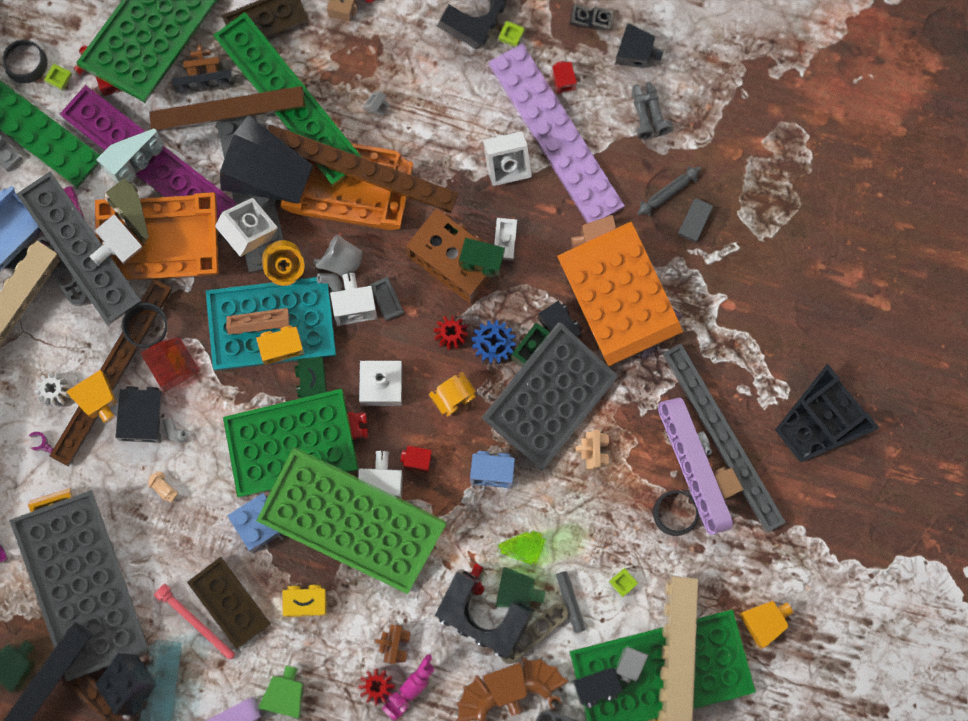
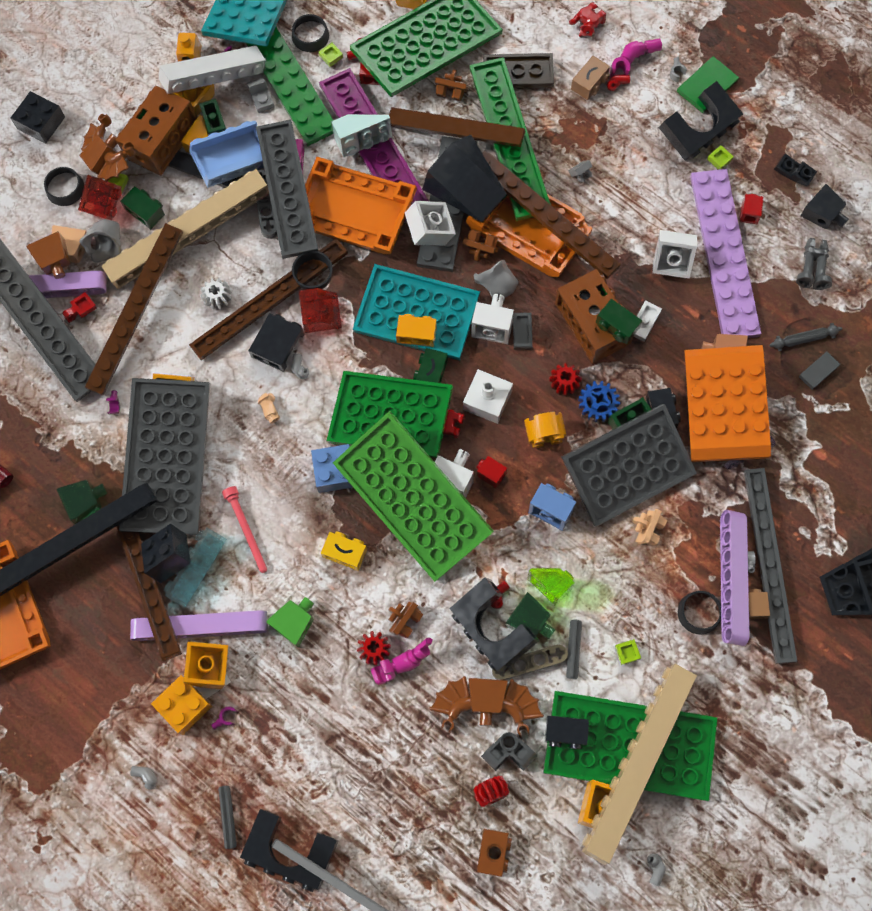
camera: 30 degrees right, 5 degrees down
(44, 445) = (189, 335): magenta piece -> none
(95, 396) = (246, 310): light orange torso -> none
(116, 241) = (318, 192): white brick -> none
(126, 203) = (340, 166): olive slope -> none
(203, 81) = (445, 100): black plate -> none
(229, 603) = (281, 525): dark brown plate -> none
(257, 321) = (406, 304): nougat plate -> none
(292, 268) = (438, 269): light orange brick -> none
(307, 229) = (473, 241): none -> dark orange hips
(332, 279) = (482, 294): light grey arm -> none
(630, 664) = (604, 724): light grey slope -> none
(766, 622) = (743, 741): light orange torso -> none

